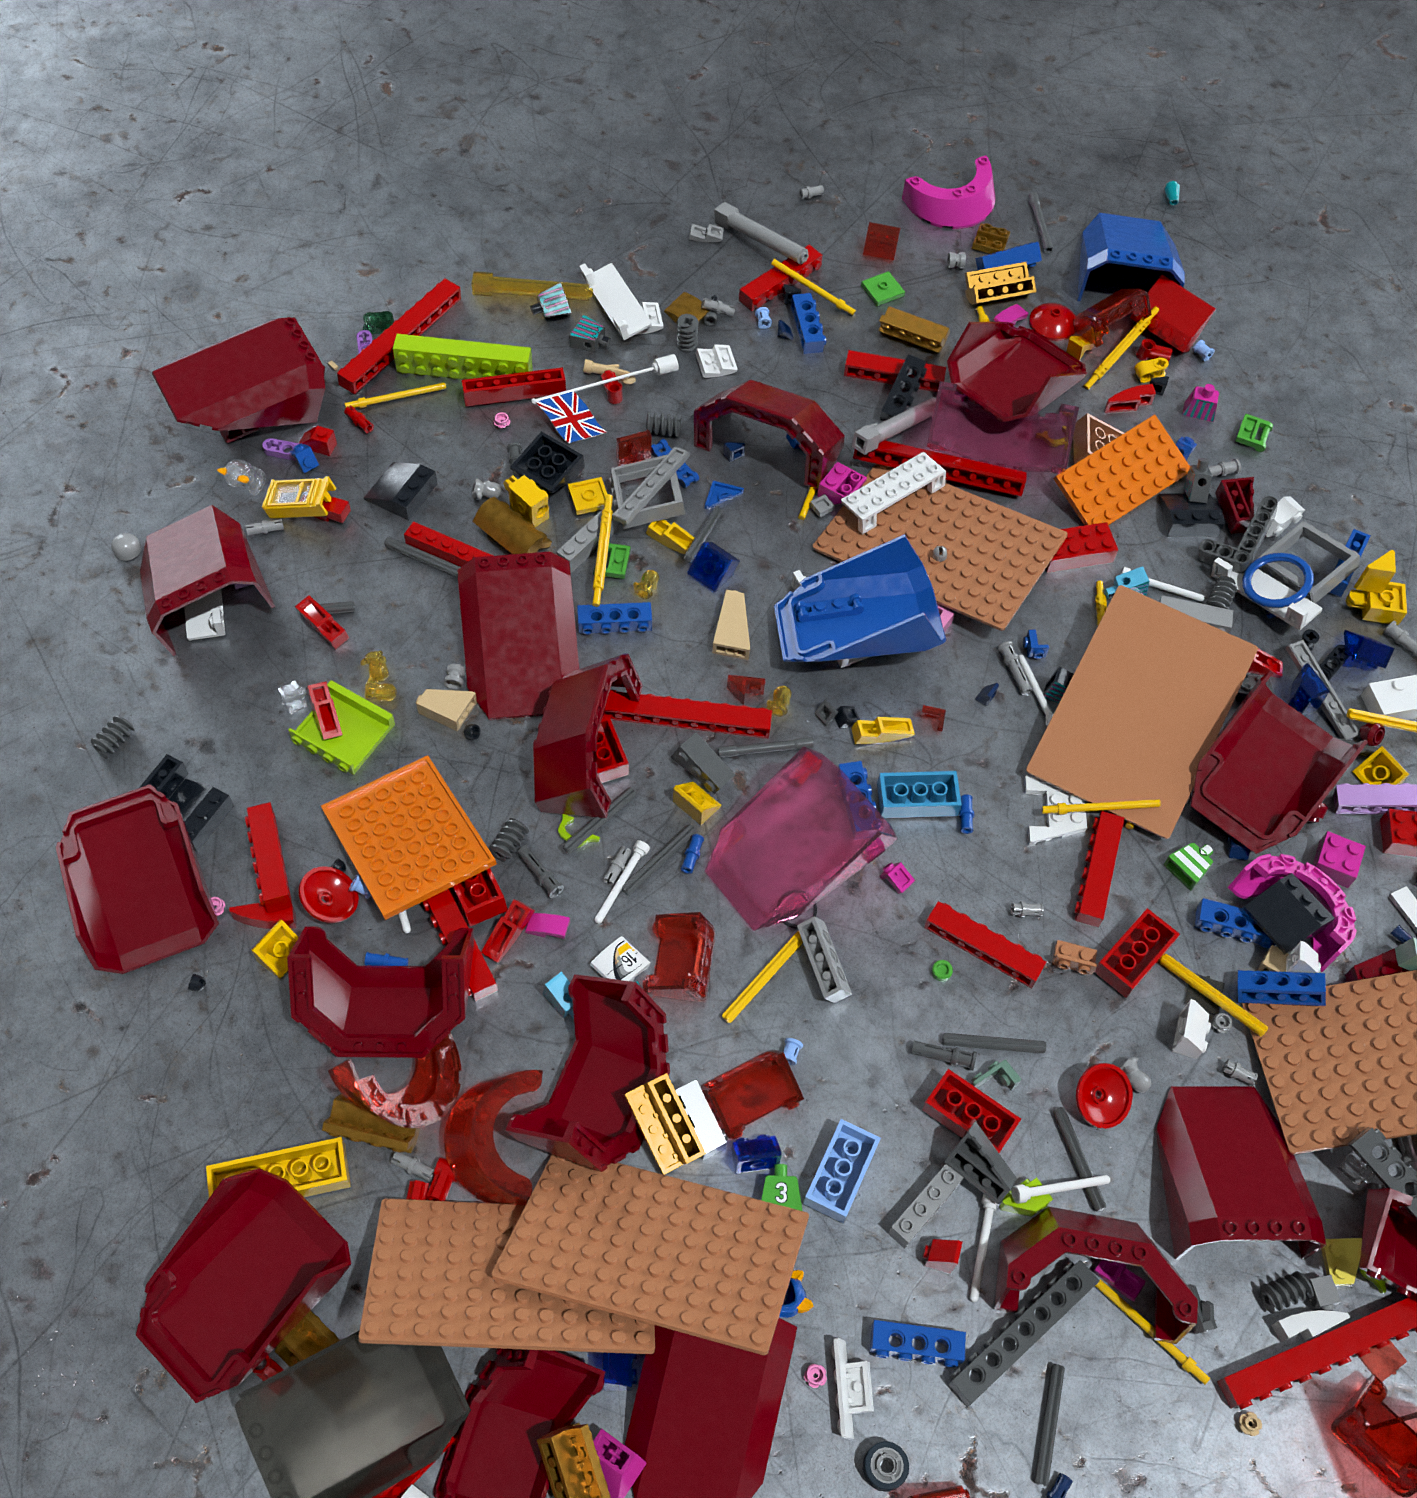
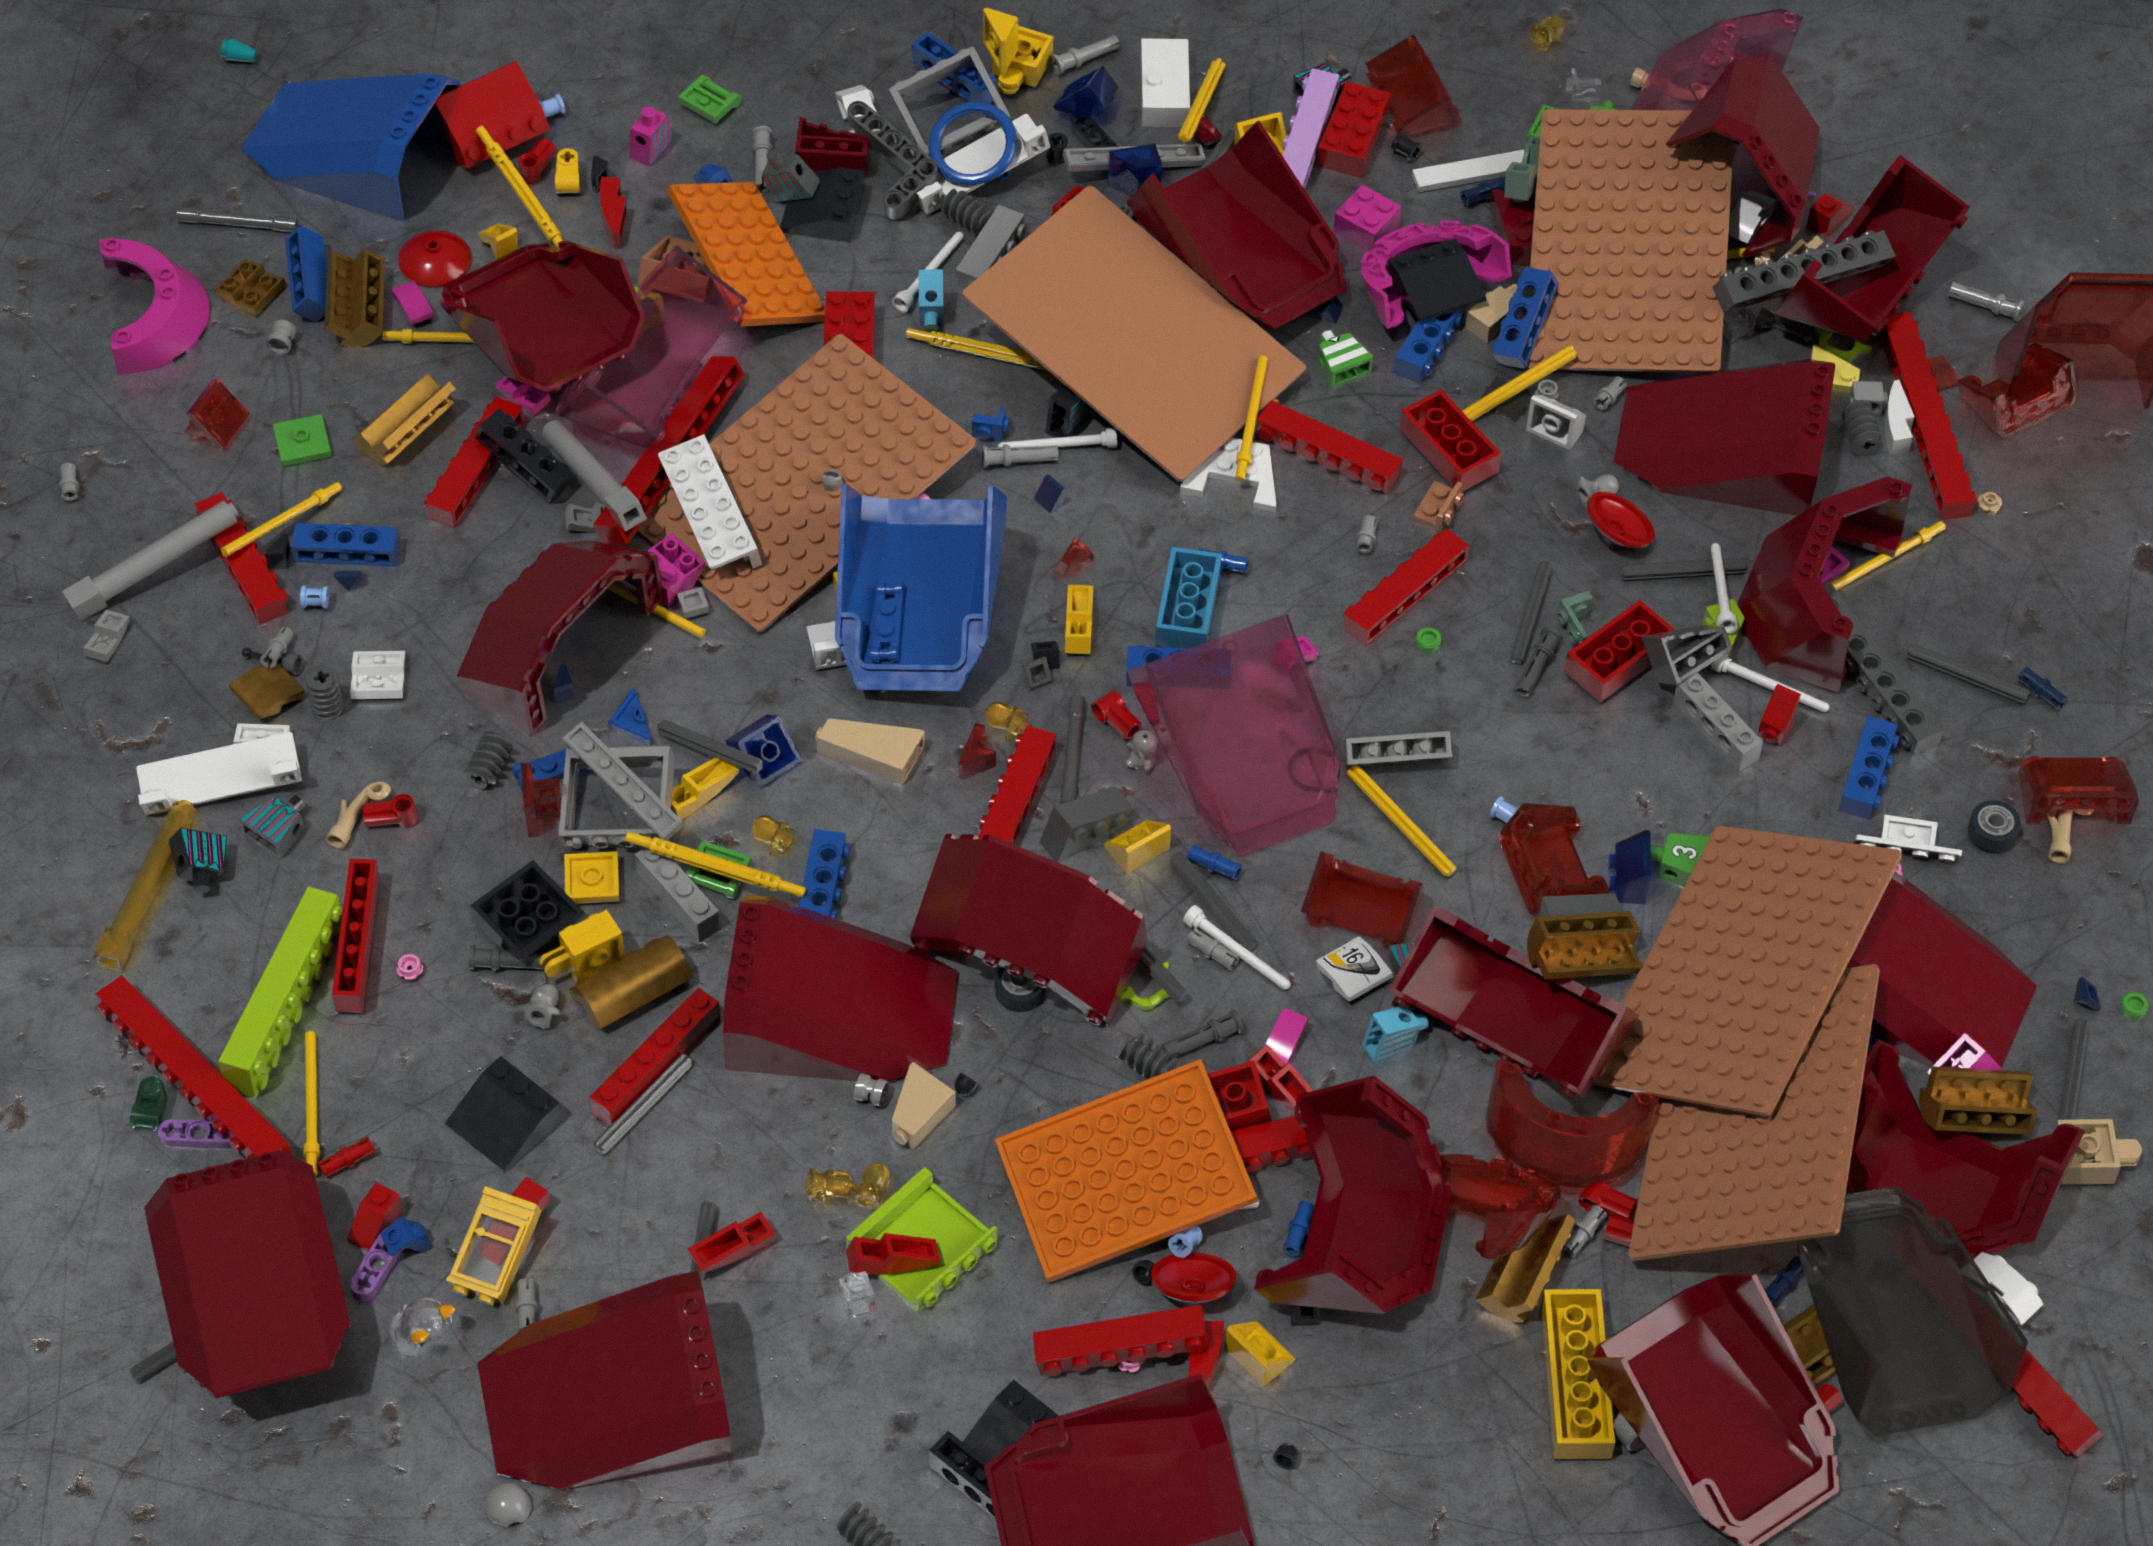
camera: 75 degrees left, 5 degrees down
(572, 416) = (429, 872): flag -> none
(841, 1171) = (1666, 789): light blue brick -> none
(1095, 320) = (470, 182): clear red windscreen -> none
(1303, 959) = (1501, 287): white slope -> none

